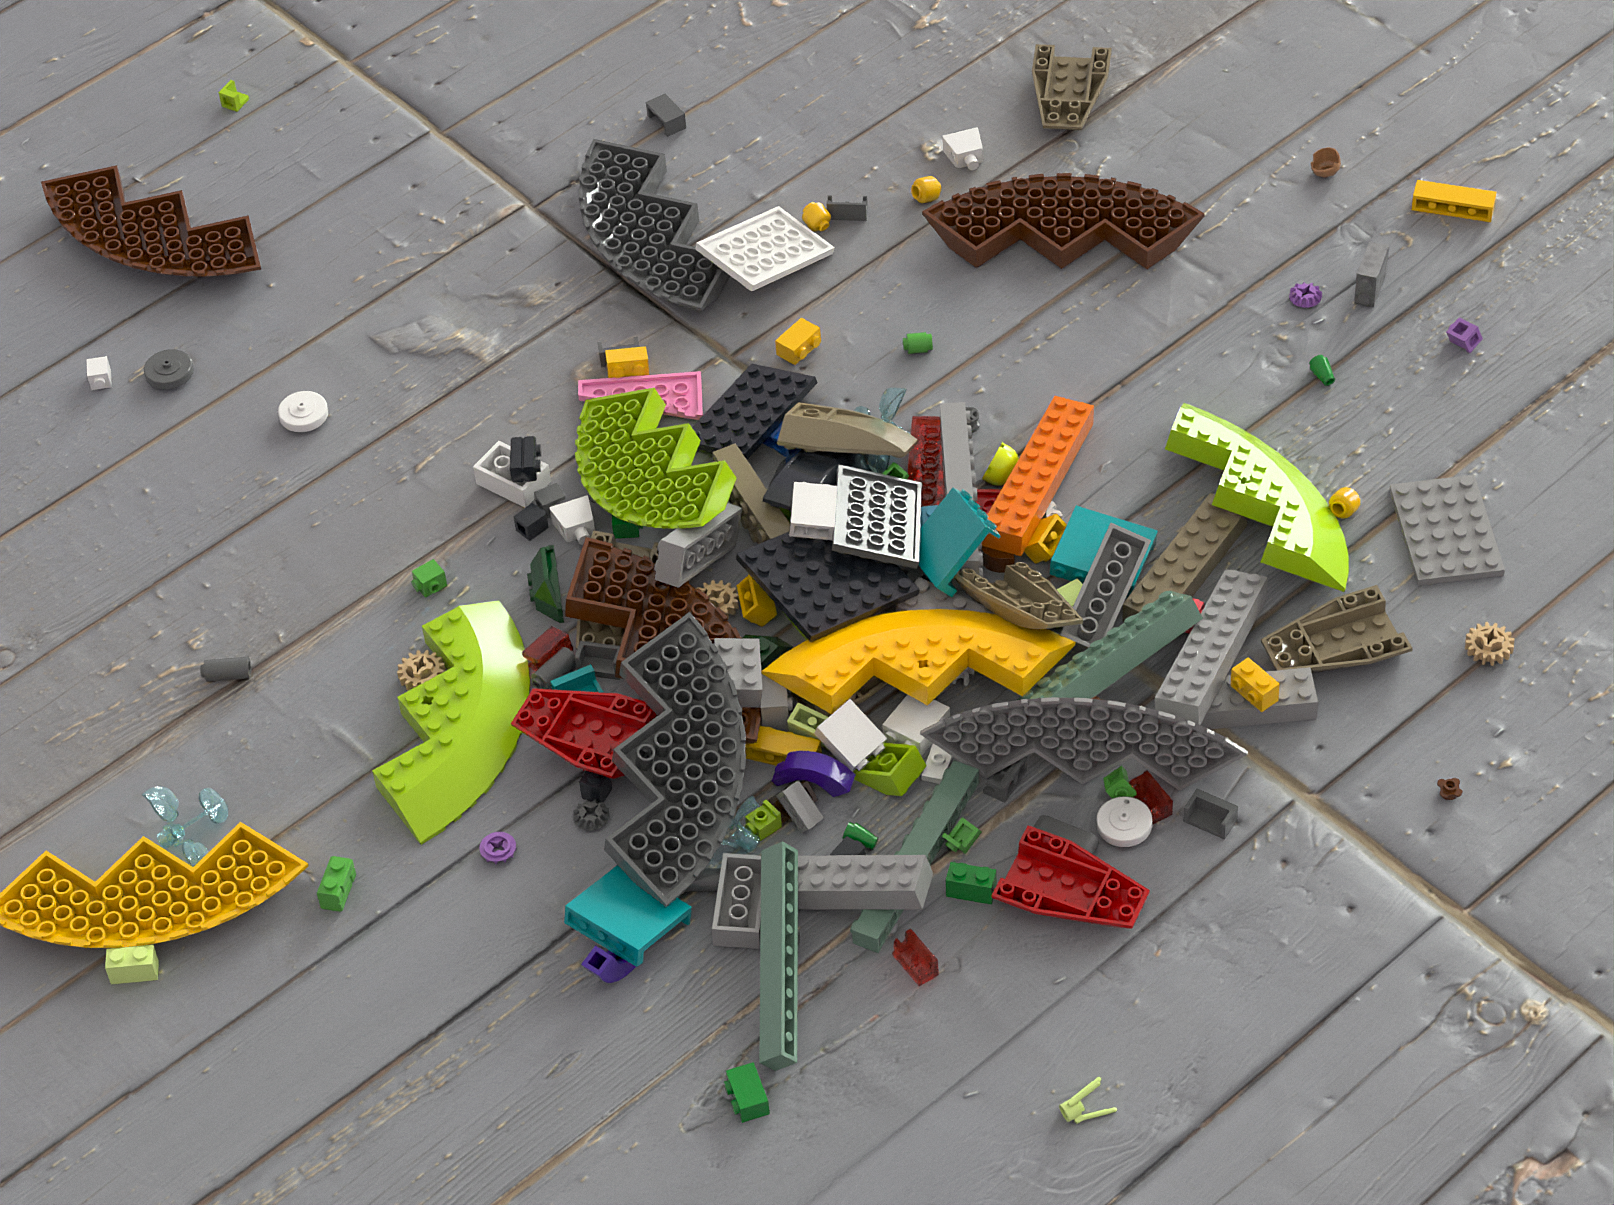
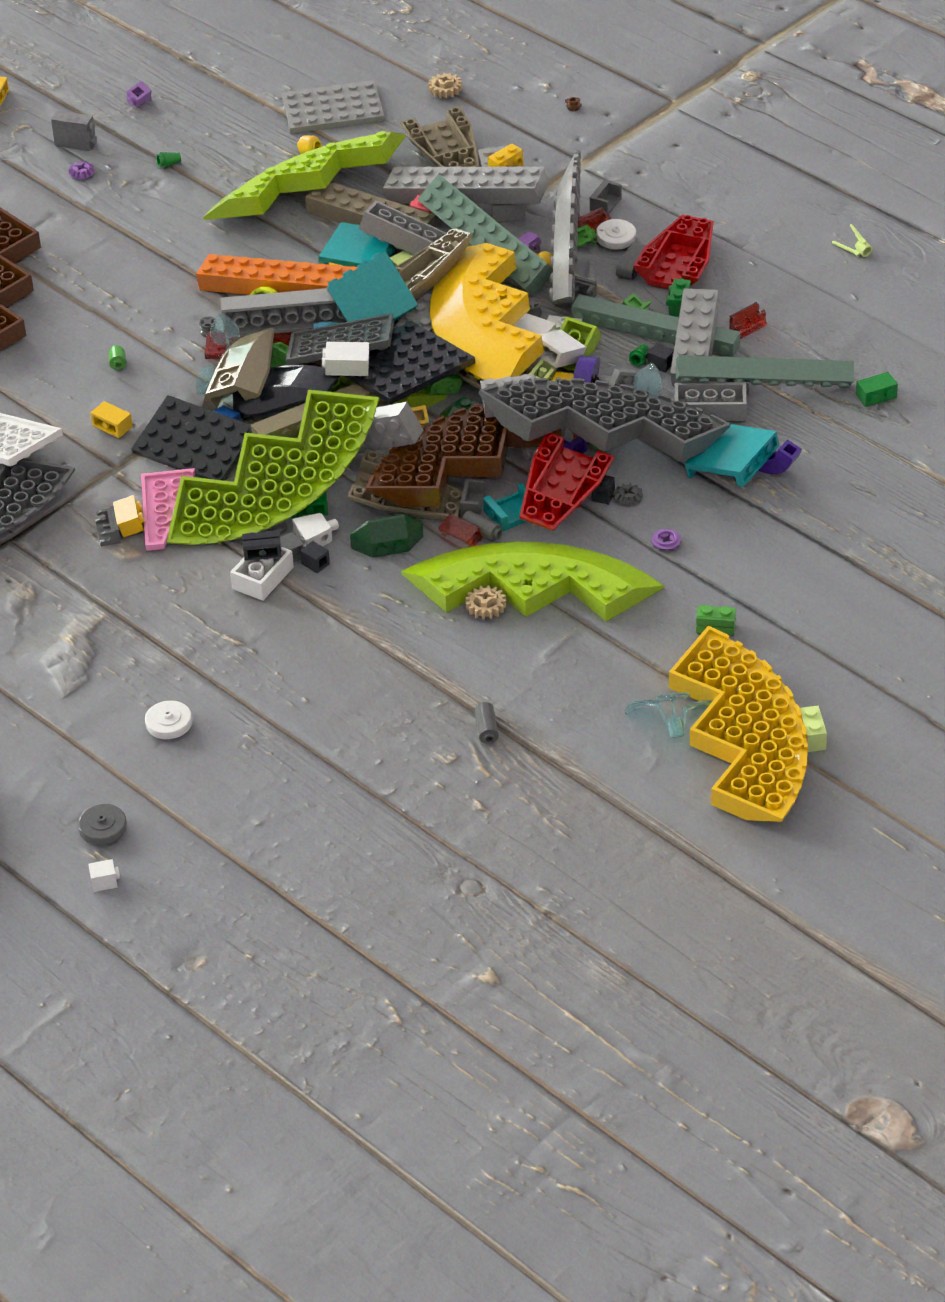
camera: 95 degrees left, 5 degrees down
(429, 578) = (380, 610): bright green brick -> none

